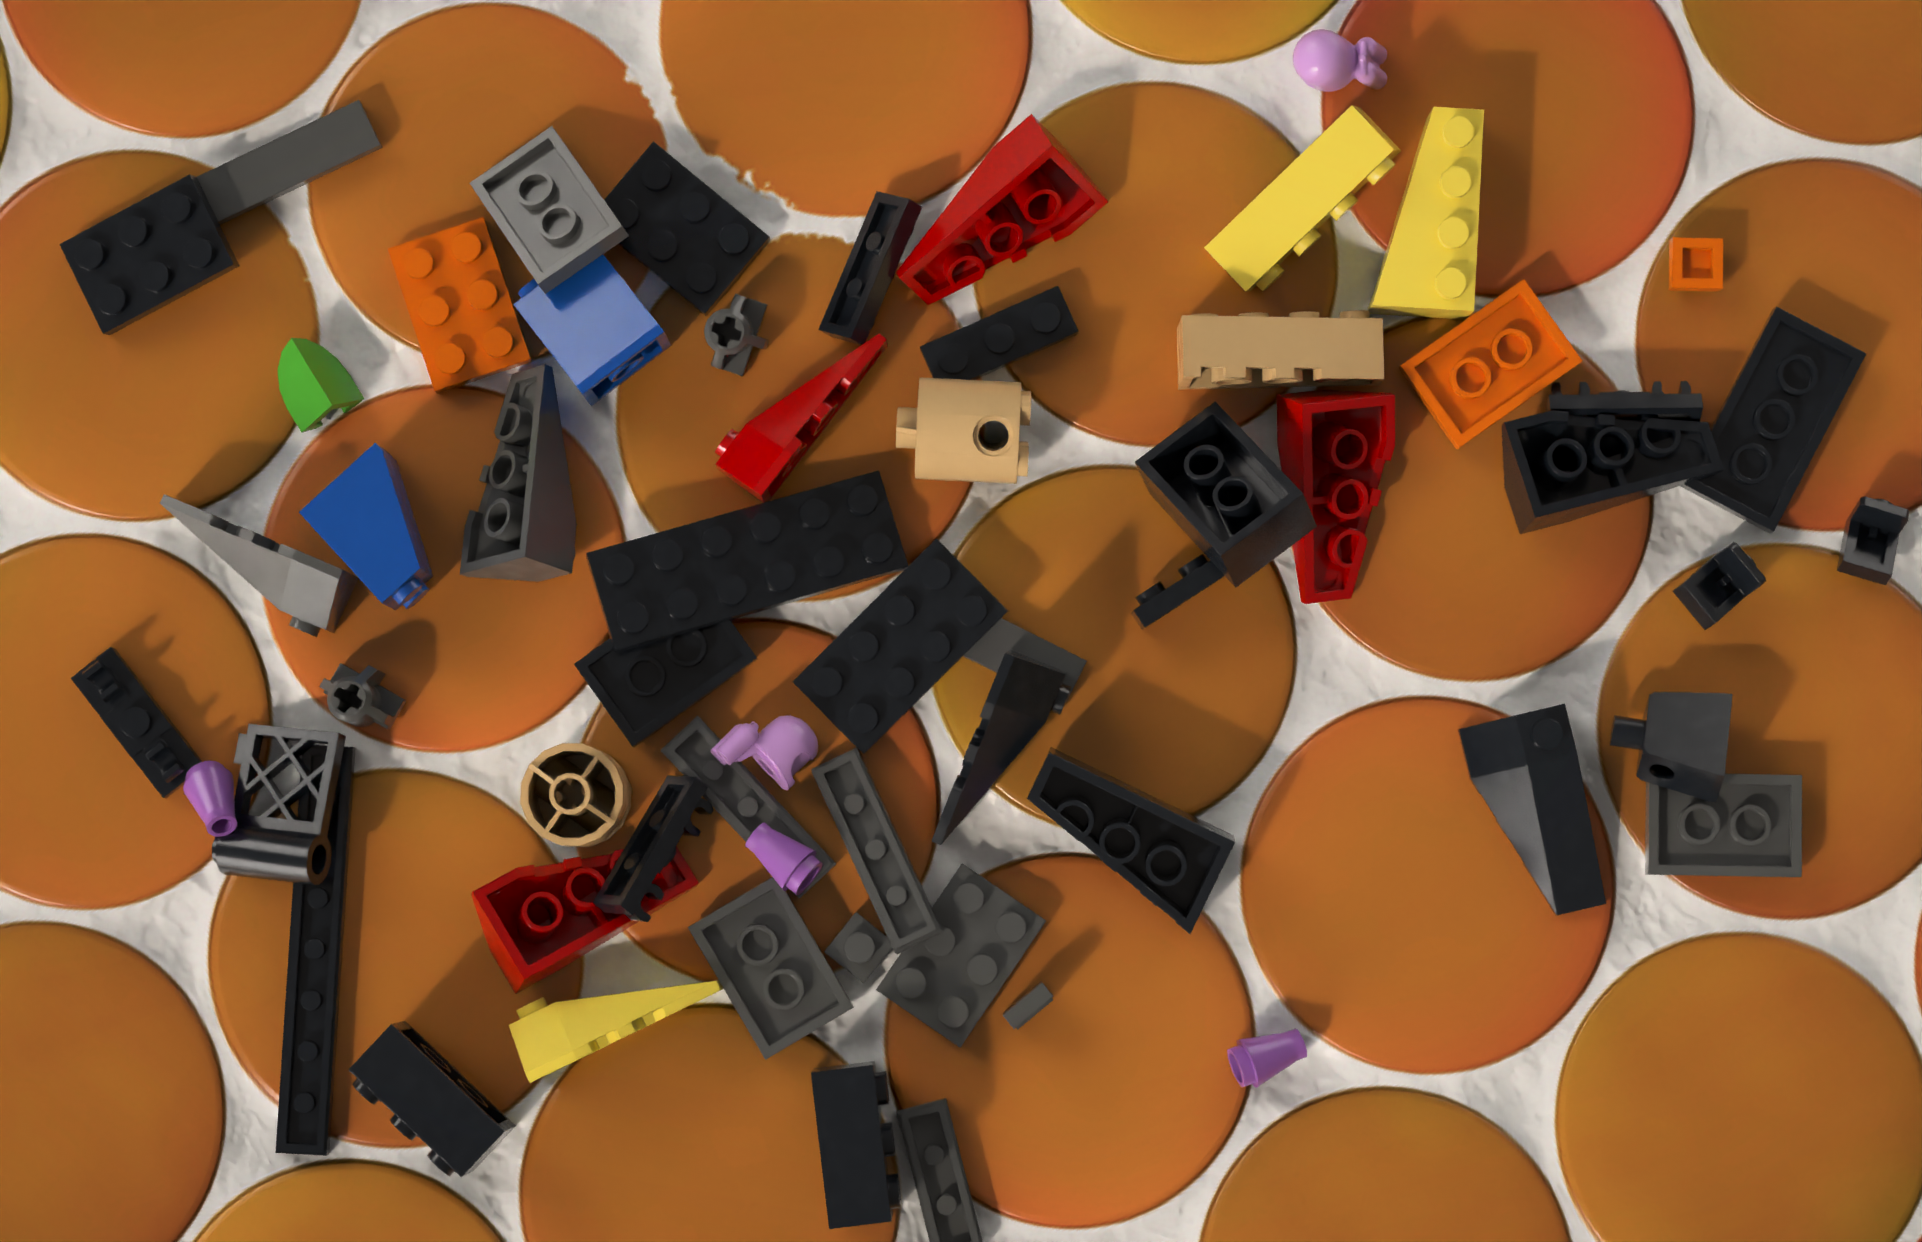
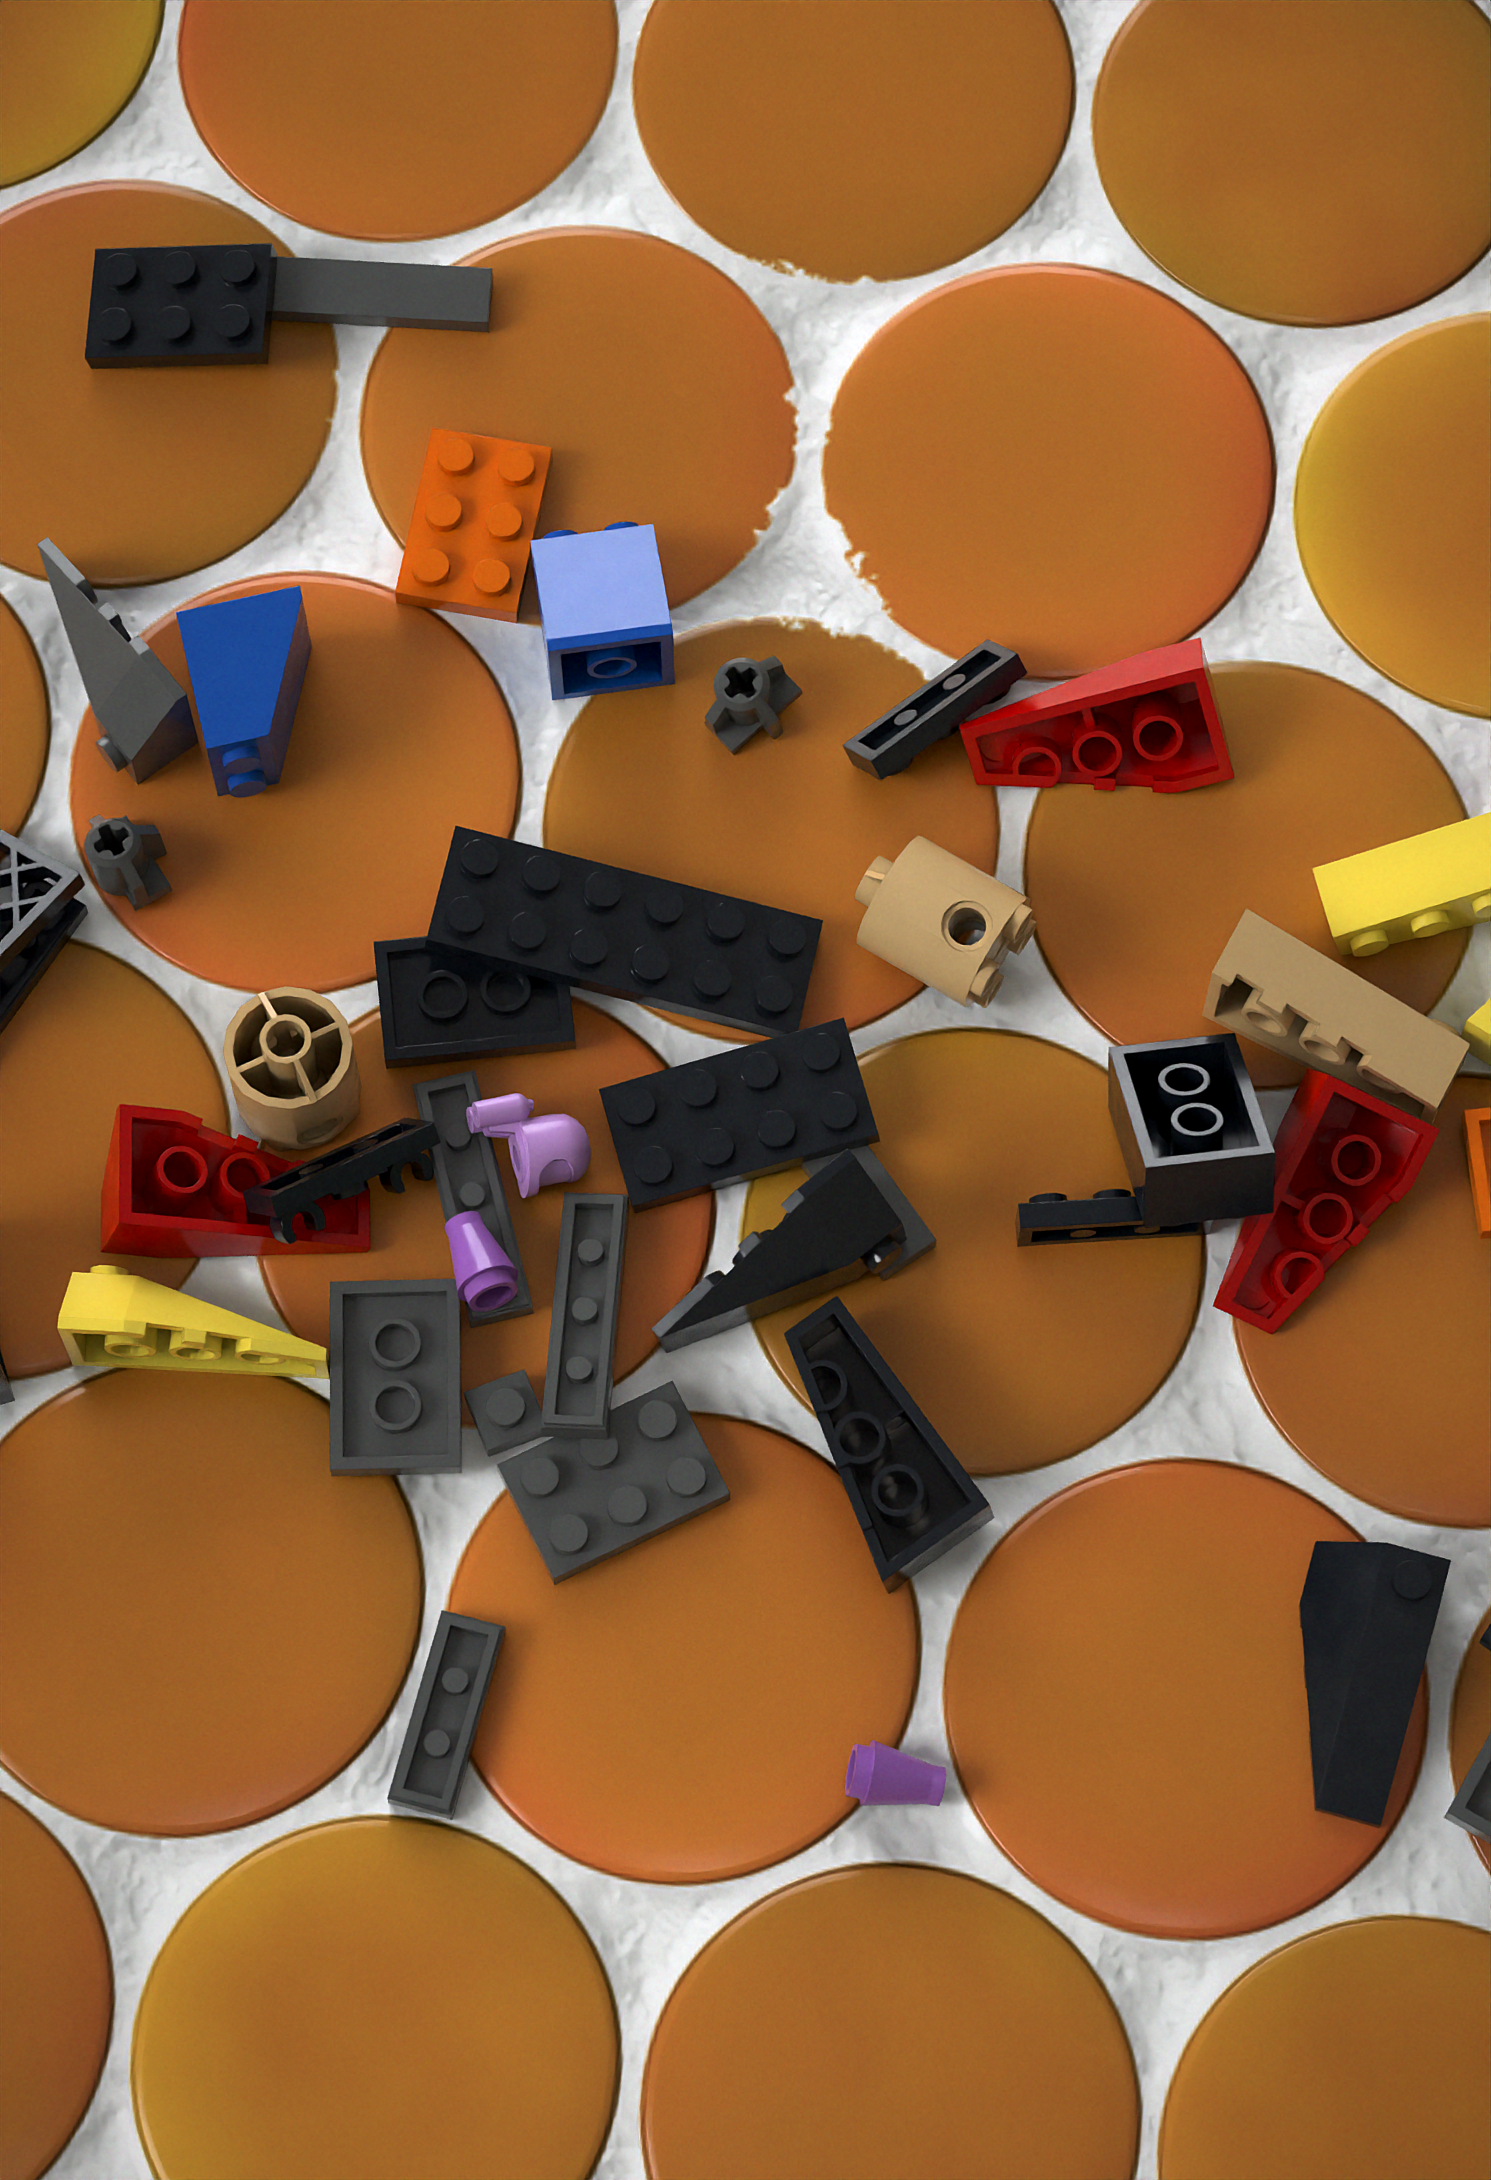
camera: 30 degrees right, 15 degrees down
(314, 383) = (273, 520): bright green brick -> none
(527, 506) = (424, 759): dark grey wedge -> none
(548, 209) = (625, 468): plate -> none
(683, 229) = (754, 568): black plate -> none
(780, 437) = (744, 826): red wedge -> none
(855, 1144) = (373, 1607): black brick -> none
(1001, 338) = (1043, 857): black plate -> none
(1028, 1006) = (656, 1572): dark grey tile -> none

